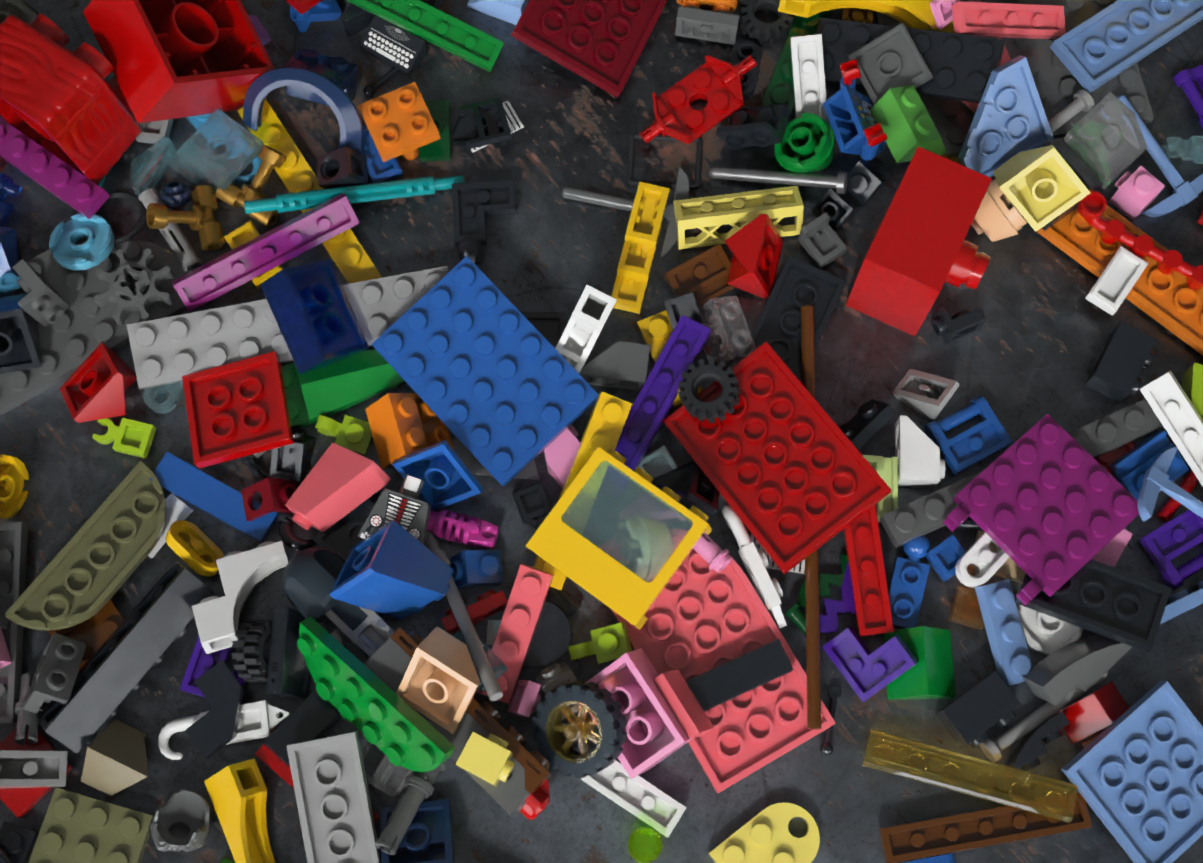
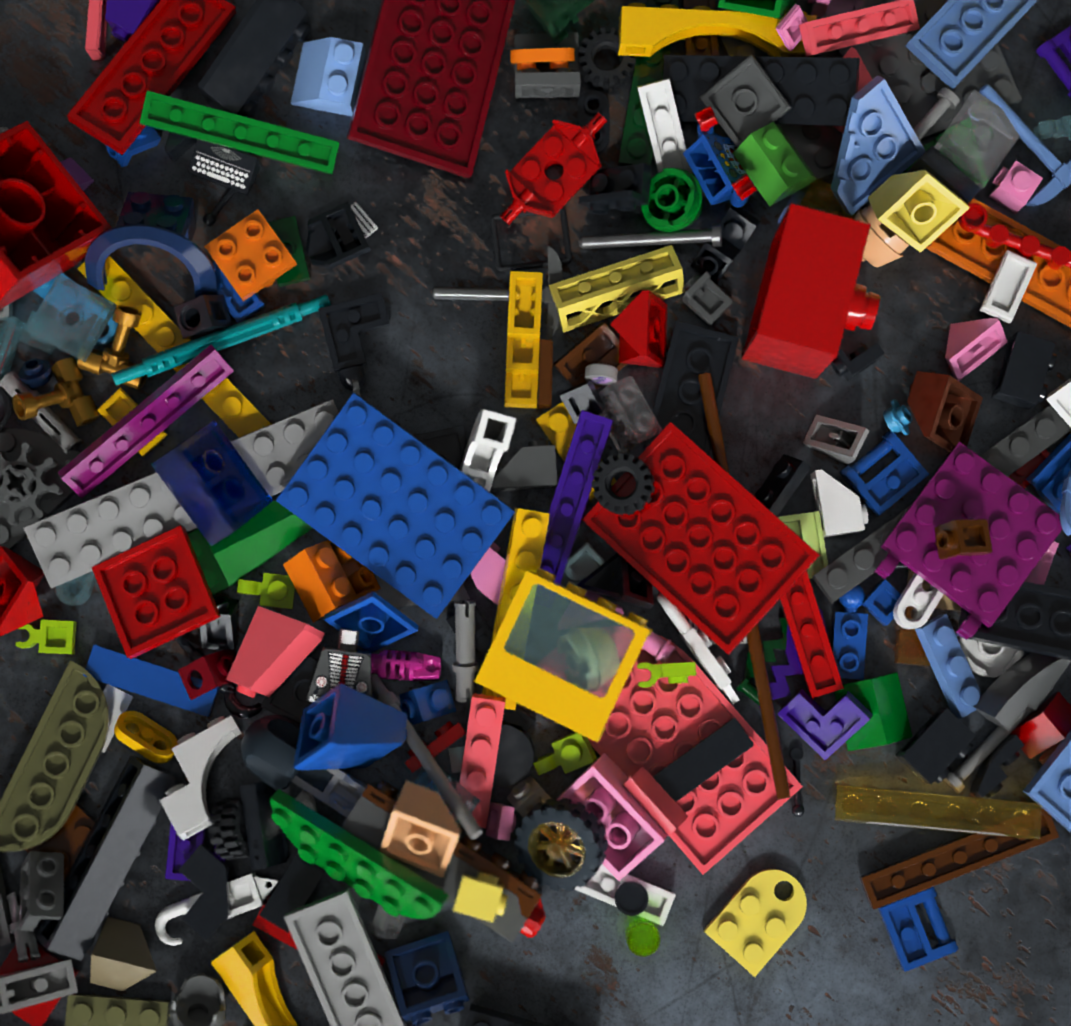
camera: 15 degrees left, 10 degrees up
(418, 786) = (409, 955): dark grey pin -> none
(523, 522) = (465, 650): none -> light grey pin
(640, 802) = (631, 898): none -> black piece
(654, 282) = (545, 374): none -> reddish brown tile
(707, 287) = (601, 373): none -> light grey tile
(727, 581) = (674, 671): none -> lime plate
(990, 384) = (898, 418): none -> dark azure plate
(1037, 381) = (943, 408): none -> copper slope
(1038, 500) = (963, 538): none -> reddish brown bracket
(1074, 330) = (972, 344): none -> bright pink slope

